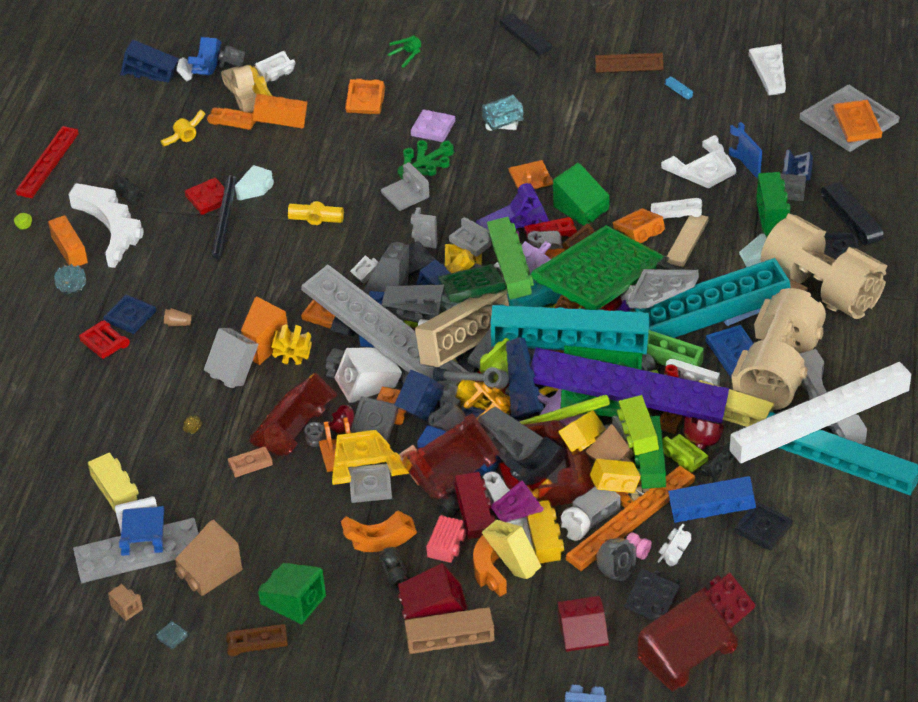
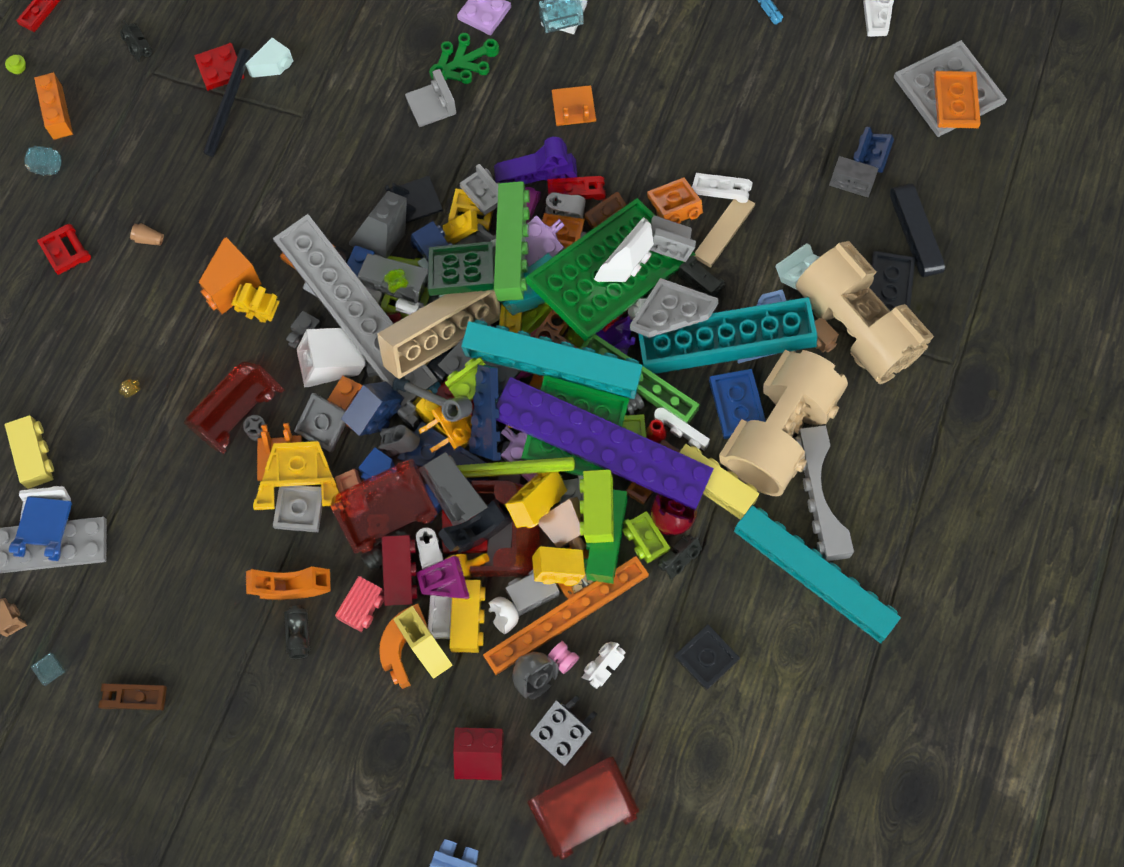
camera: 10 degrees right, 25 degrees up
(105, 206) = (113, 80): white arch -> none
(129, 314) = (99, 217): dark blue tile -> none
(209, 559) = (102, 583): medium nougat slope -> none
(230, 357) = (185, 309): light grey brick -> none
(250, 461) = (179, 451): nougat plate -> none
(293, 591) = (181, 644): green slope -> none
(315, 213) = (327, 115): yellow piece -> none
(337, 424) = (289, 413): dark red hair -> none
(364, 269) = (362, 206): white bracket -> none
(418, 295) = (393, 275): none -> clear neon green plate
(424, 229) = (435, 166): light grey bracket -> none
(431, 594) = (327, 685): dark red slope -> none
(449, 630) = (334, 730): medium nougat brick -> none
(579, 195) = (618, 149): green slope -> none
(613, 252) = (628, 255): none -> white wedge
(644, 245) = (671, 239): none -> light grey bracket
(706, 170) = (772, 134): white wing -> none
(712, 499) = (658, 614): blue brick -> none
(729, 598) = (638, 753): dark red bracket -> none
(747, 150) = (820, 119): blue flag -> none
(771, 200) = (830, 204): green brick -> none
(819, 412) = (806, 525): white brick -> none

